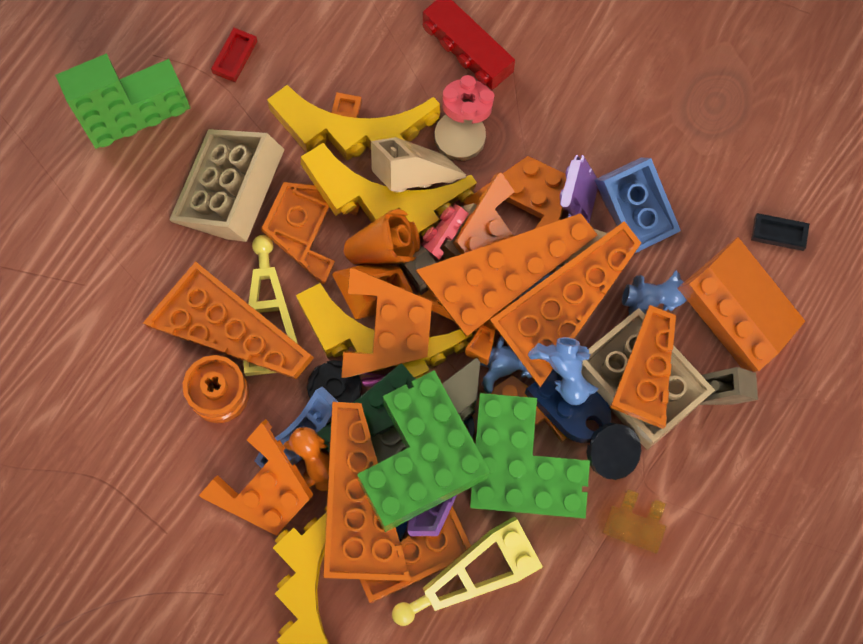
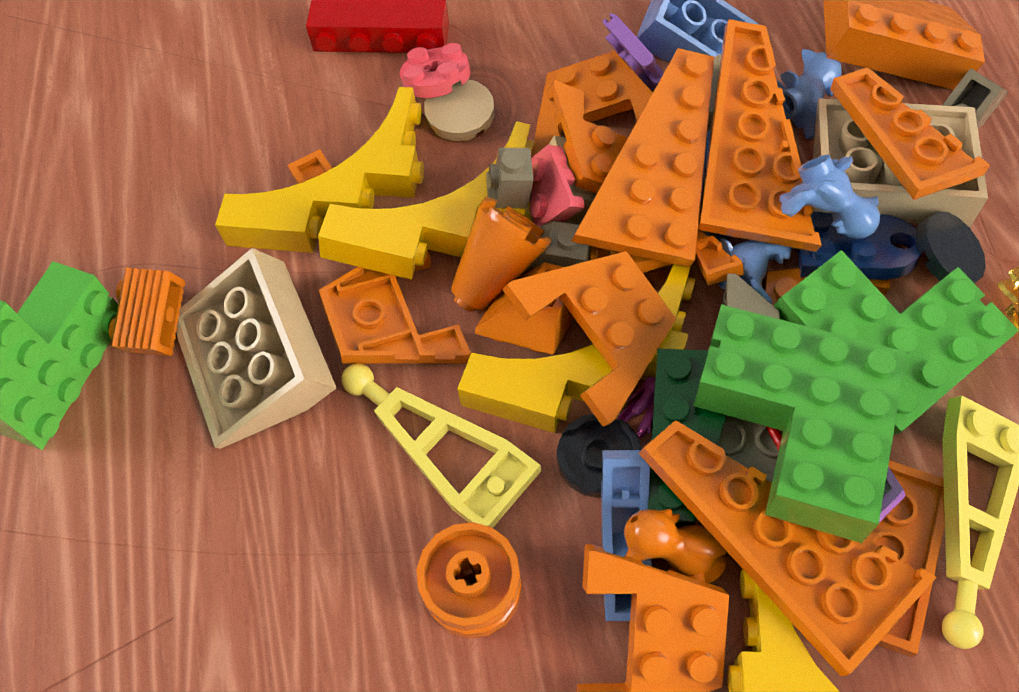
camera: 40 degrees left, 10 degrees down
(195, 120) = (147, 312): none -> orange brick
(218, 319) = (387, 498): orange wing -> none
(234, 55) = (129, 223): red tile -> none
(408, 165) = (444, 158): tan slope -> none
(424, 208) = (510, 178): none -> dark tan brick

